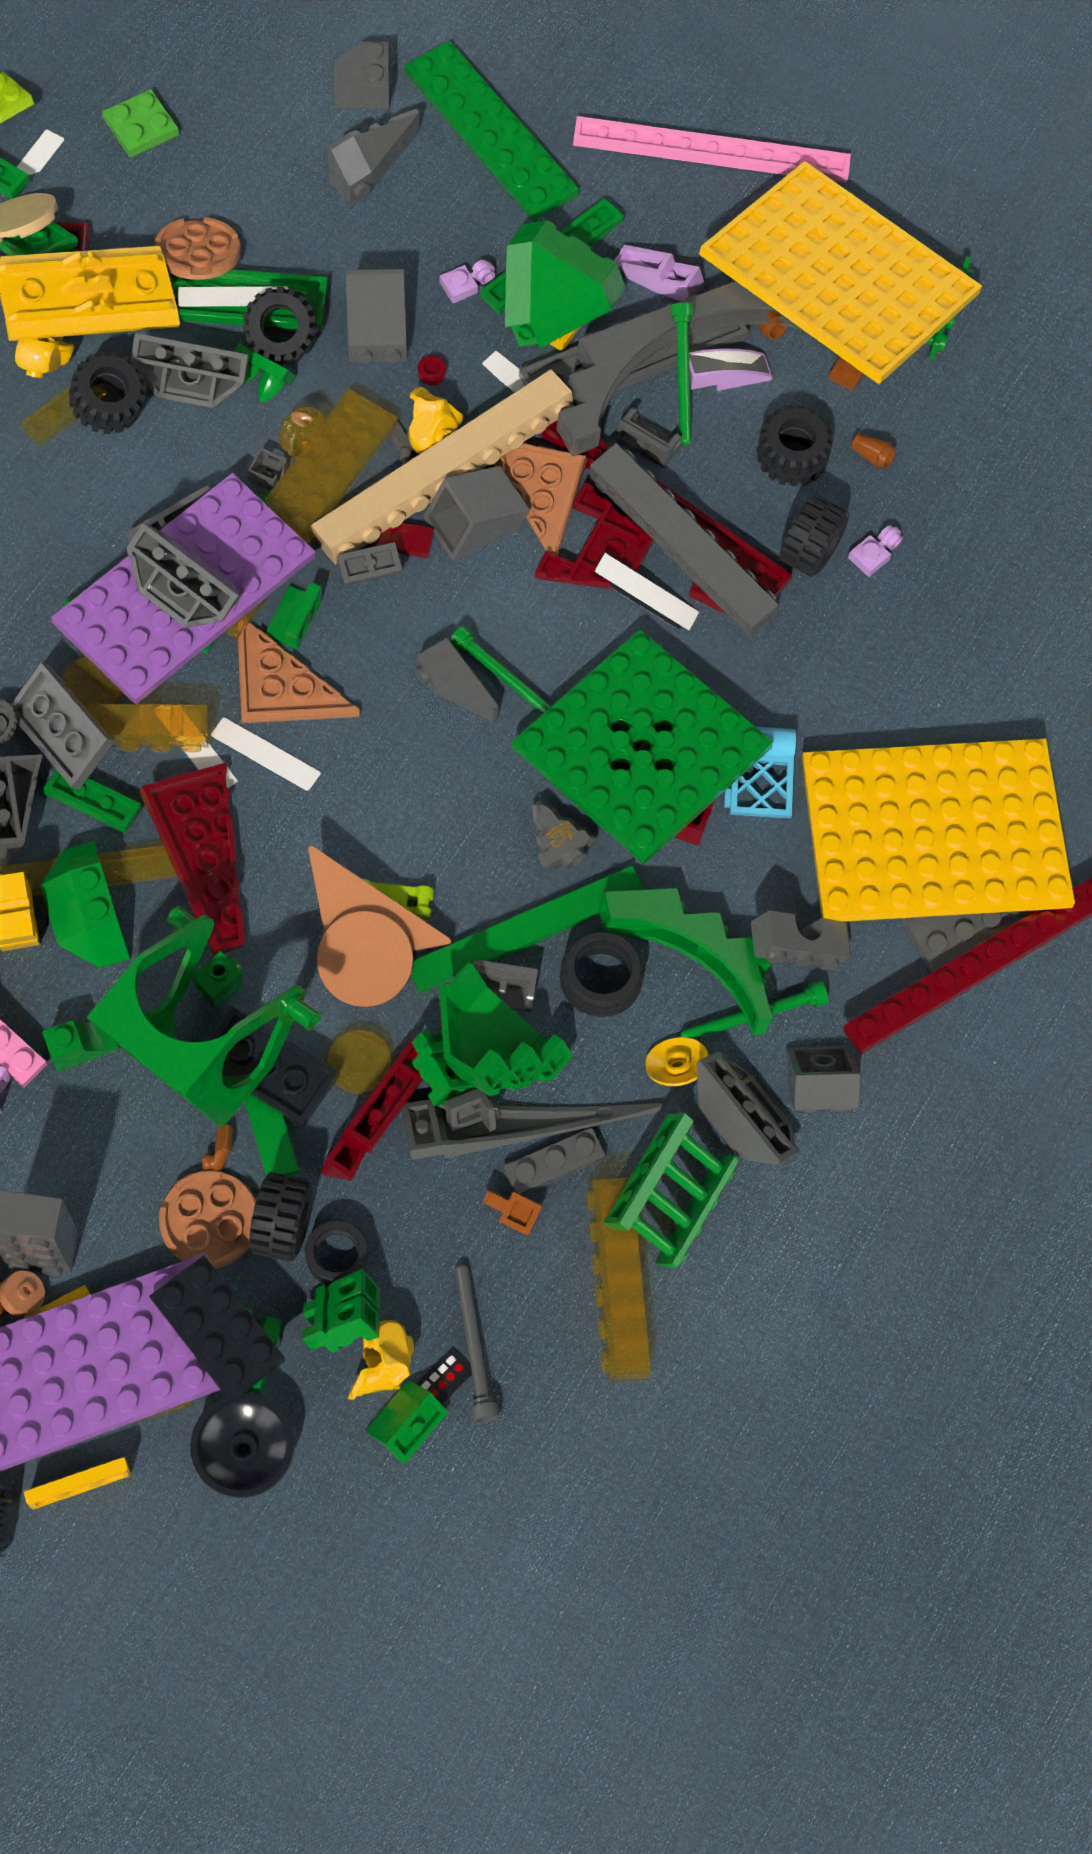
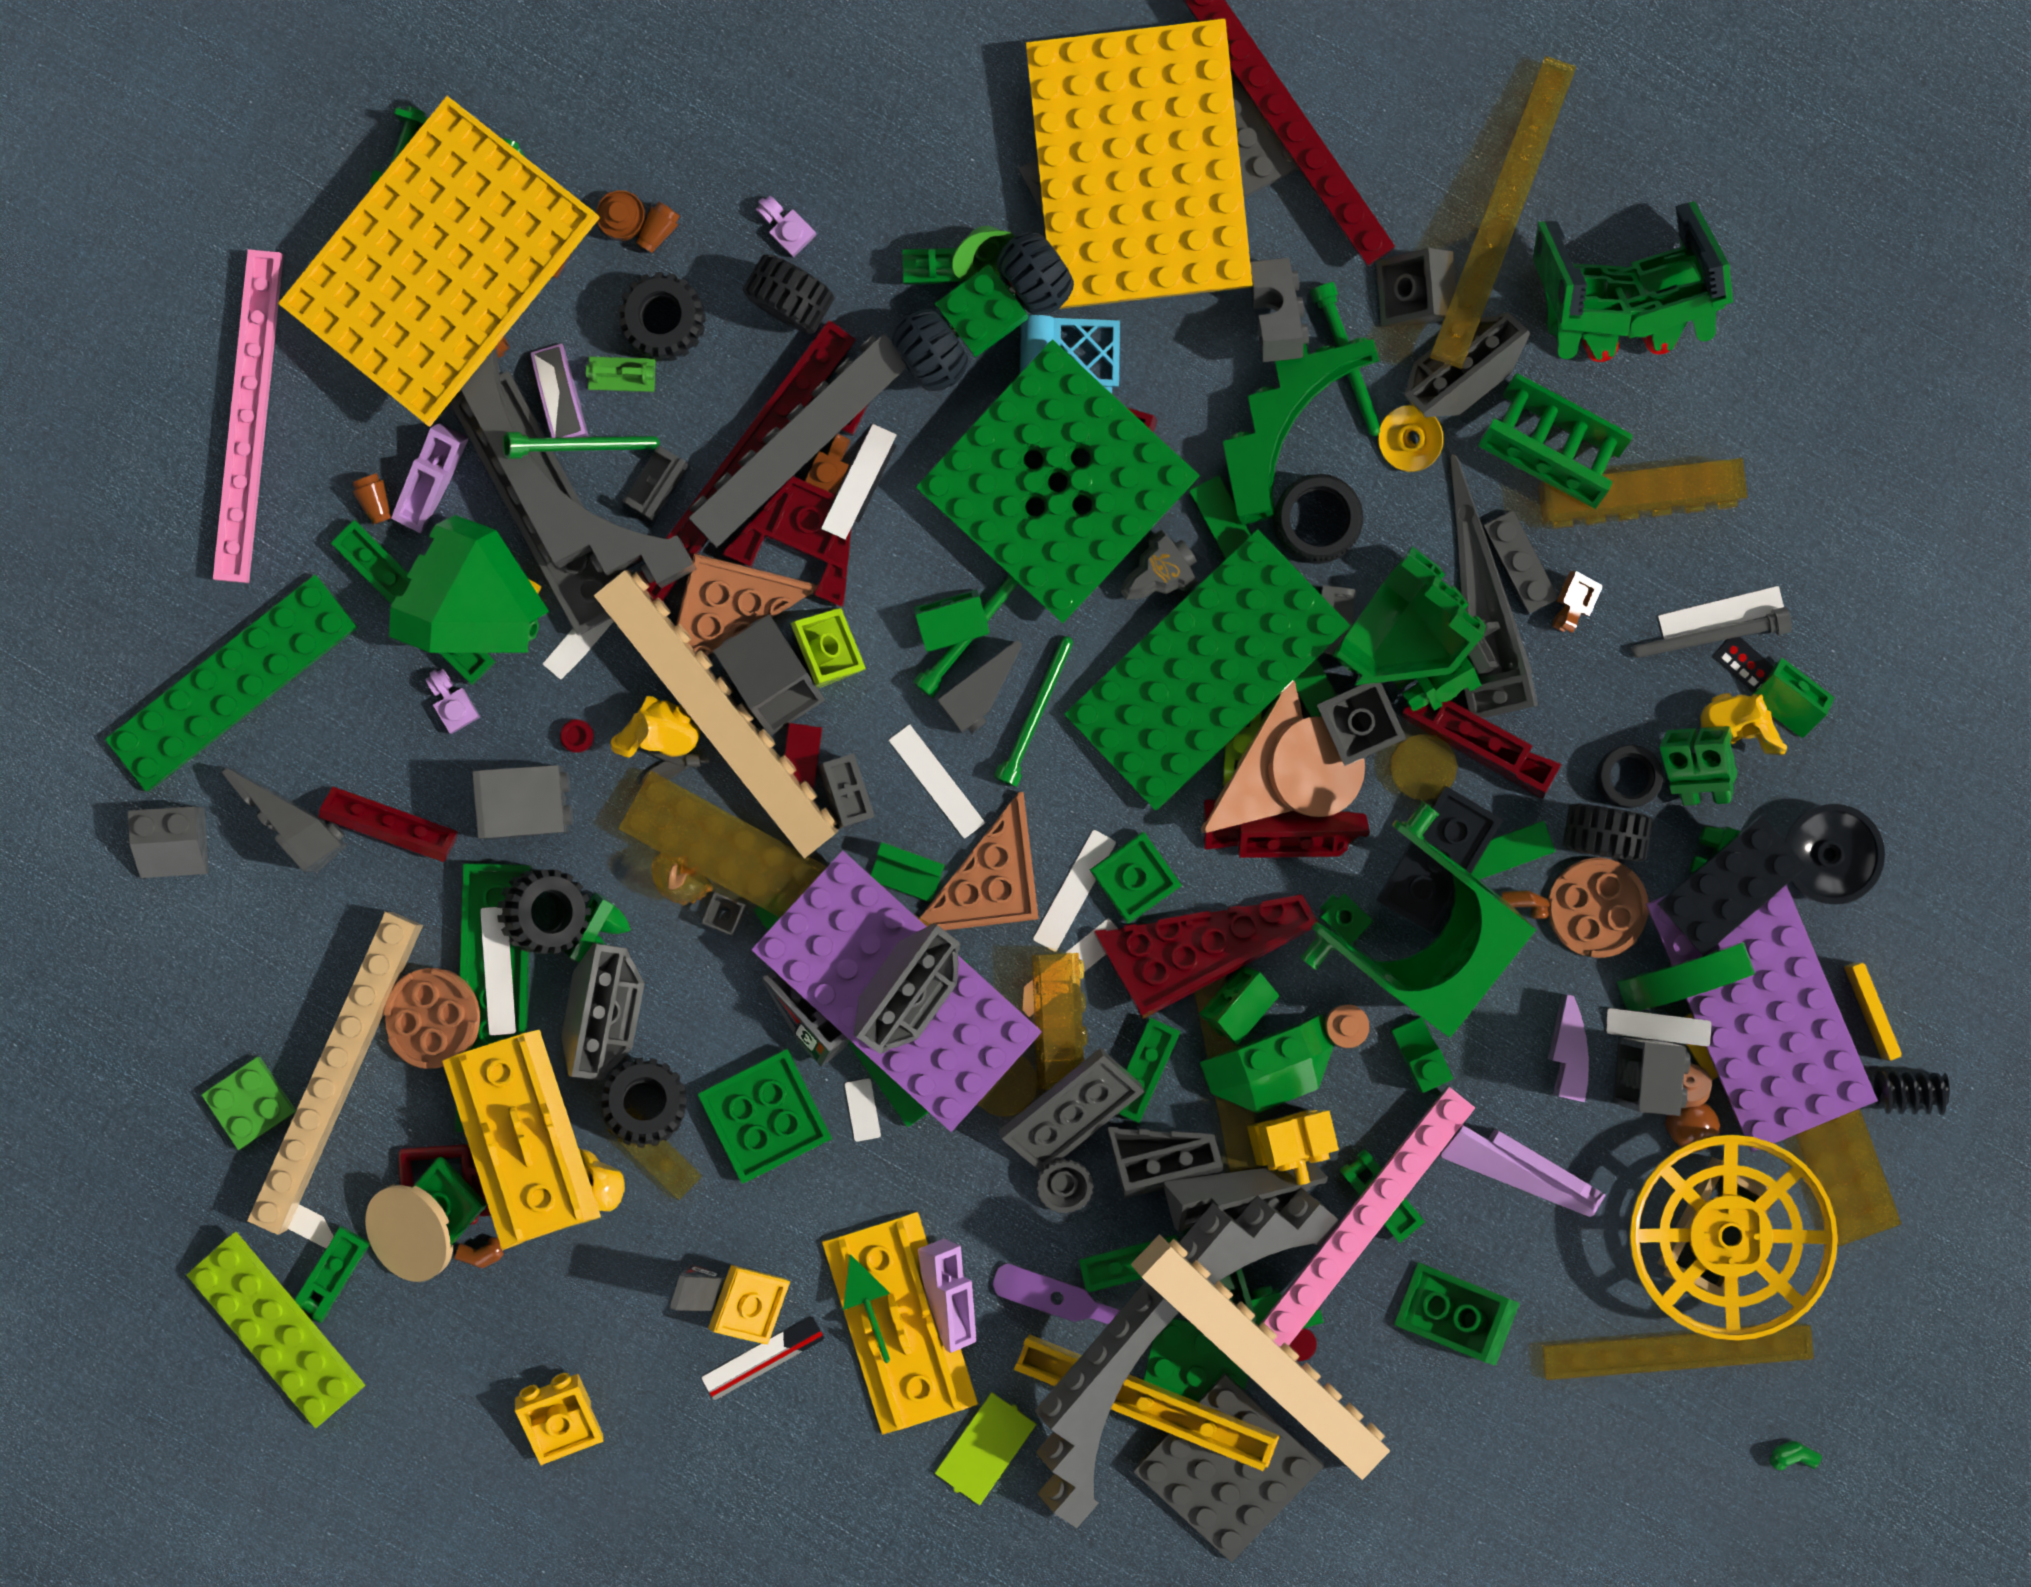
camera: 85 degrees left, 20 degrees up
(69, 1180) = (1571, 1050): none -> lavender slope
(81, 571) = (862, 1110): none -> white sticker
(83, 1264) = (1658, 1027): none -> white sticker
(85, 491) = (765, 1116): none -> green plate
(109, 971) = (1346, 1026): none -> nougat wheel
(129, 1289) = (1686, 978): none -> green slope
(144, 878) = (1239, 1004): none -> green hinge
(158, 177) = (334, 1073): none -> tan brick
(272, 801) = (1135, 877): none -> green plate
(301, 935) = (1289, 834): none -> dark red wedge
(365, 225) = (388, 824): none -> dark red plate
(373, 646) = (937, 781): none -> white sticker
(378, 701) = (1010, 769): none -> green piece
(404, 999) = (1361, 722): none -> dark grey slope
(463, 868) = (1207, 670): none -> green plate
(496, 1357) = (1721, 613): none -> white sticker
(498, 556) = (828, 647): none -> lime slope
(518, 657) = (951, 620): none -> green panel
(641, 231) = (372, 498): none -> dark orange cone
(662, 573) = (828, 469): none -> dark orange plate
(745, 416) = (621, 374): none -> bright green hinge
(766, 652) = (982, 311): none -> black plate
(812, 1278) = (1622, 300): none -> green container
(840, 659) = (929, 266): none -> green hips
(851, 697) = (979, 250): none -> bright green piece
(883, 422) = (621, 215): none -> dark orange plate
(898, 1154) = (1503, 212): none -> clear yellow plate

